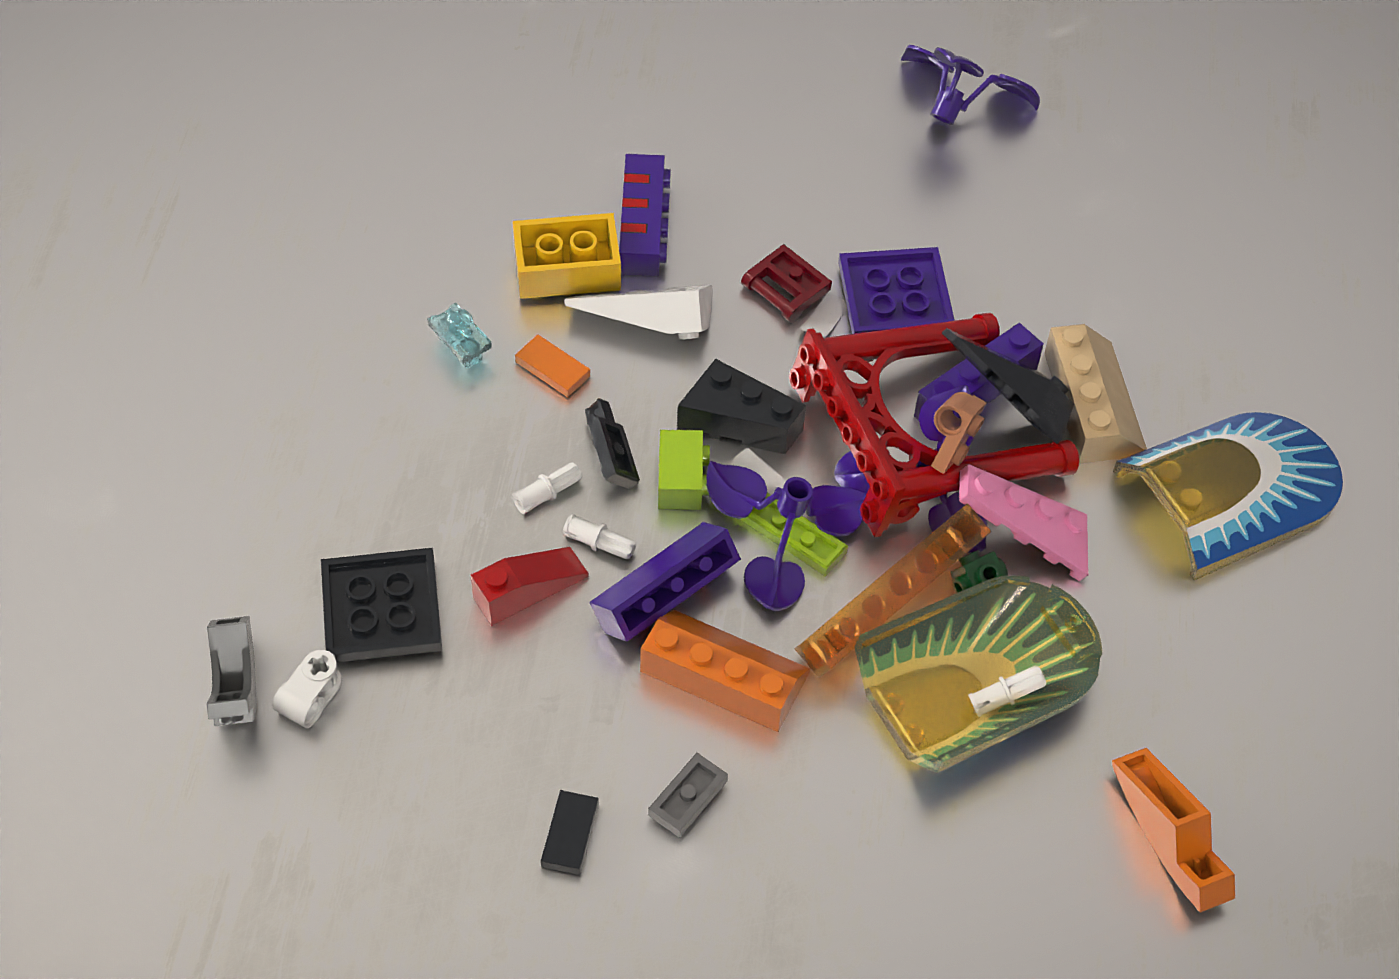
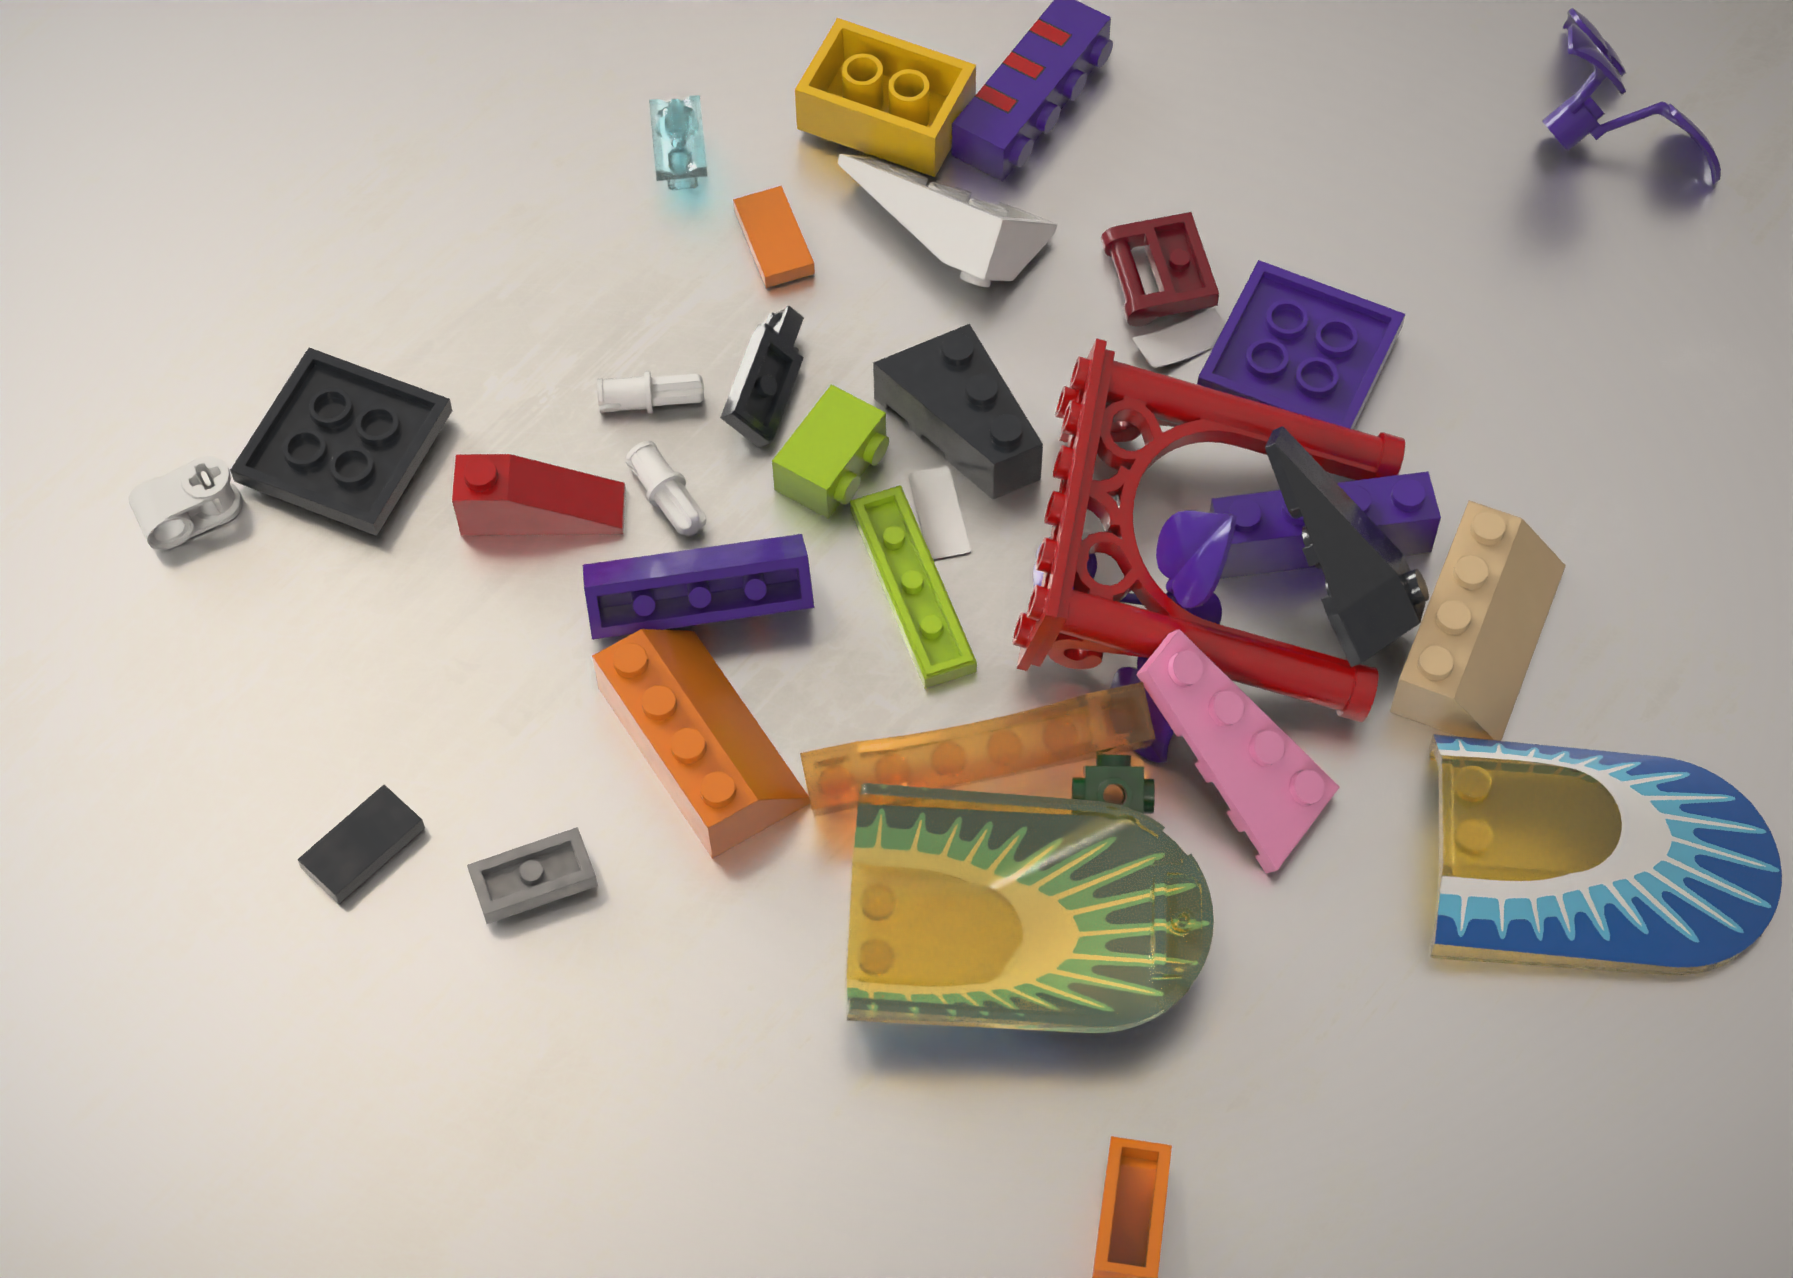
camera: 35 degrees right, 5 degrees up
(232, 671) = (113, 438): arch -> none
(739, 489) = (884, 513): dark purple plant -> none
(956, 429) = (1183, 564): nougat plate -> none
(1007, 690) = (1032, 964): white axle -> none

